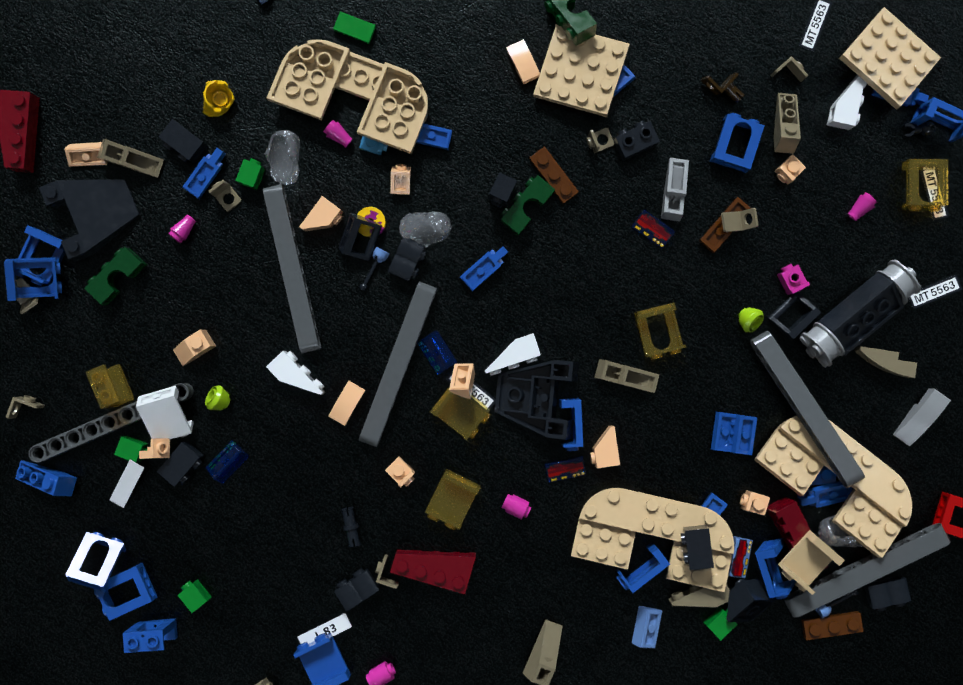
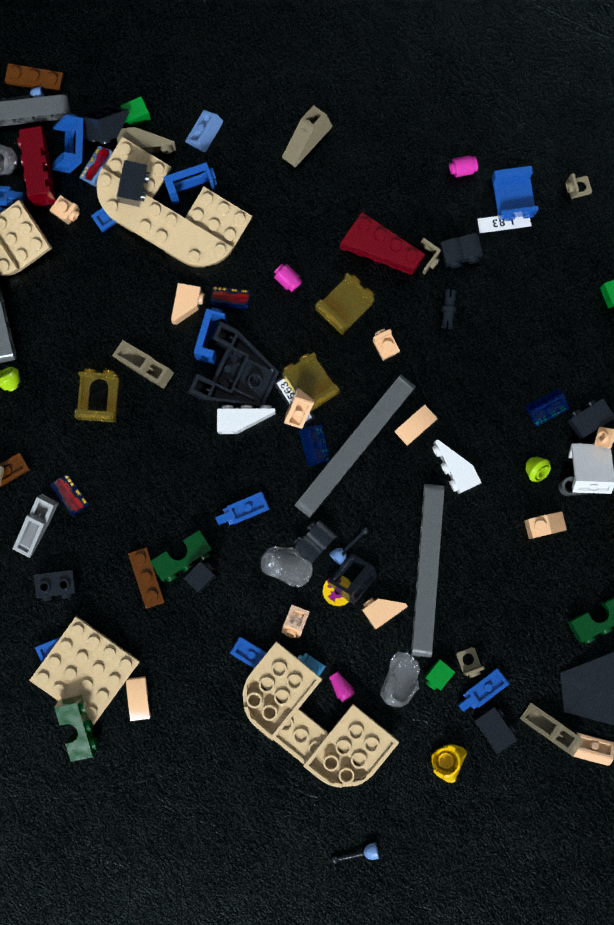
camera: 160 degrees left, 5 degrees down
(182, 229) = (522, 643): dark pink cone -> none
(354, 27) = (291, 788): green tile -> none
(593, 143) = (97, 594): dark tan bracket -> none
(734, 433) = (61, 279): blue slope -> none
(808, 560) = (36, 140): tan panel -> none

